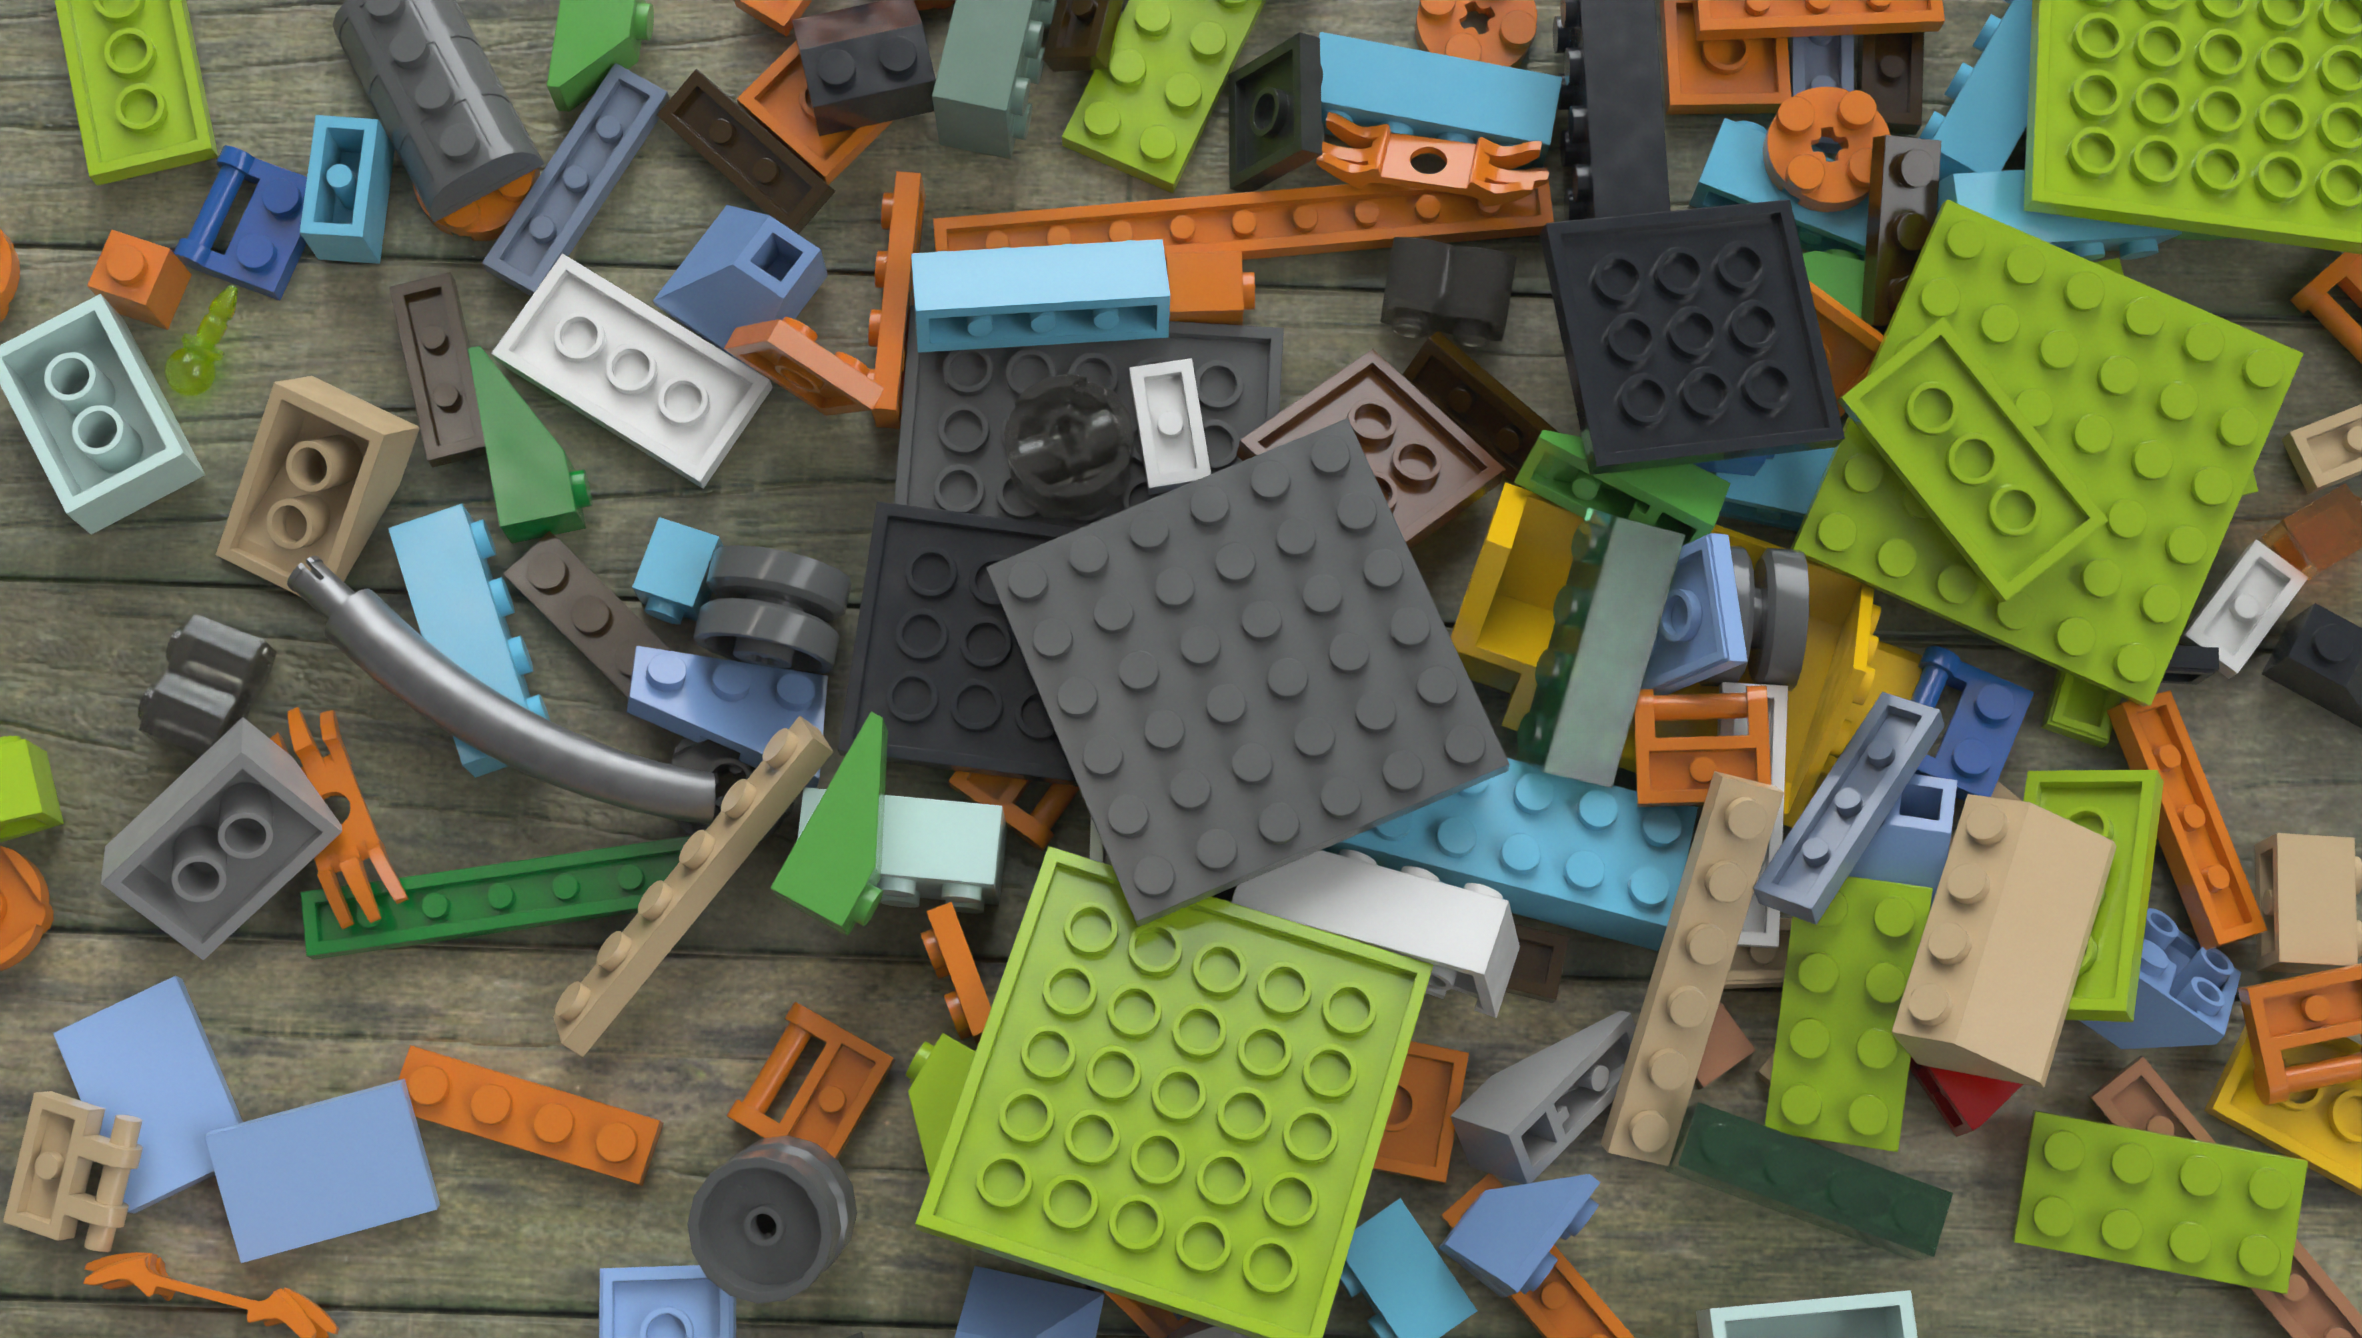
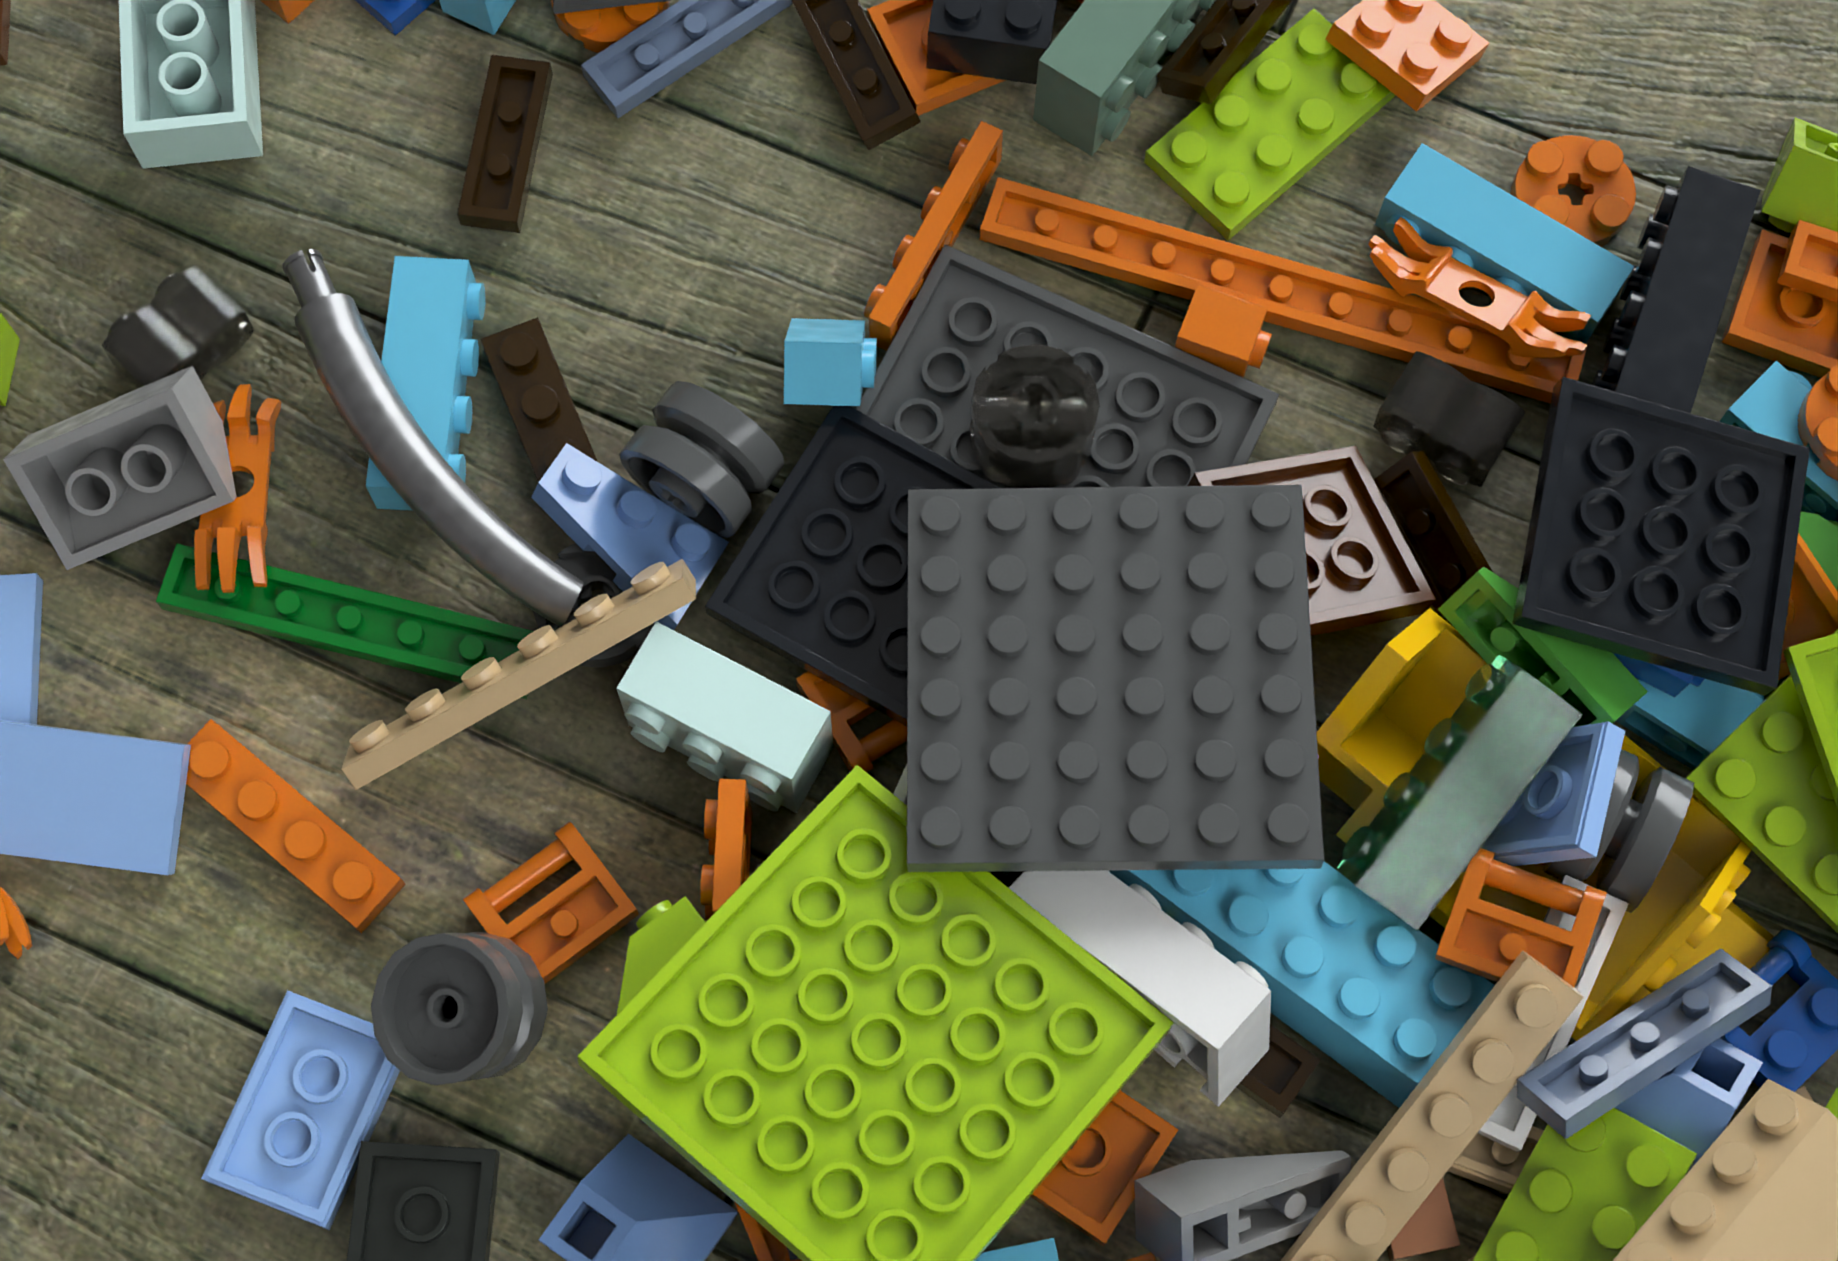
camera: 25 degrees right, 5 degrees down
(192, 367) = (294, 61): clear neon green bar -> none
(314, 480) = (353, 193): tan slope -> none
(528, 469) = (541, 258): green slope -> none
(632, 370) = (673, 208): white plate -> none
(675, 571) = (628, 392): medium azure brick -> none
(742, 275) = (805, 171): medium blue slope -> none
(792, 359) = (814, 244): orange plate -> none
(840, 850) = (662, 686): bright green slope -> none
(853, 467) = (828, 362): none -> medium azure brick
(1040, 295) = (1064, 276): medium azure brick -> none
(1169, 424) = (1136, 432): white plate -> none
(1275, 113) = (1351, 199): pearl dark grey plate -> none

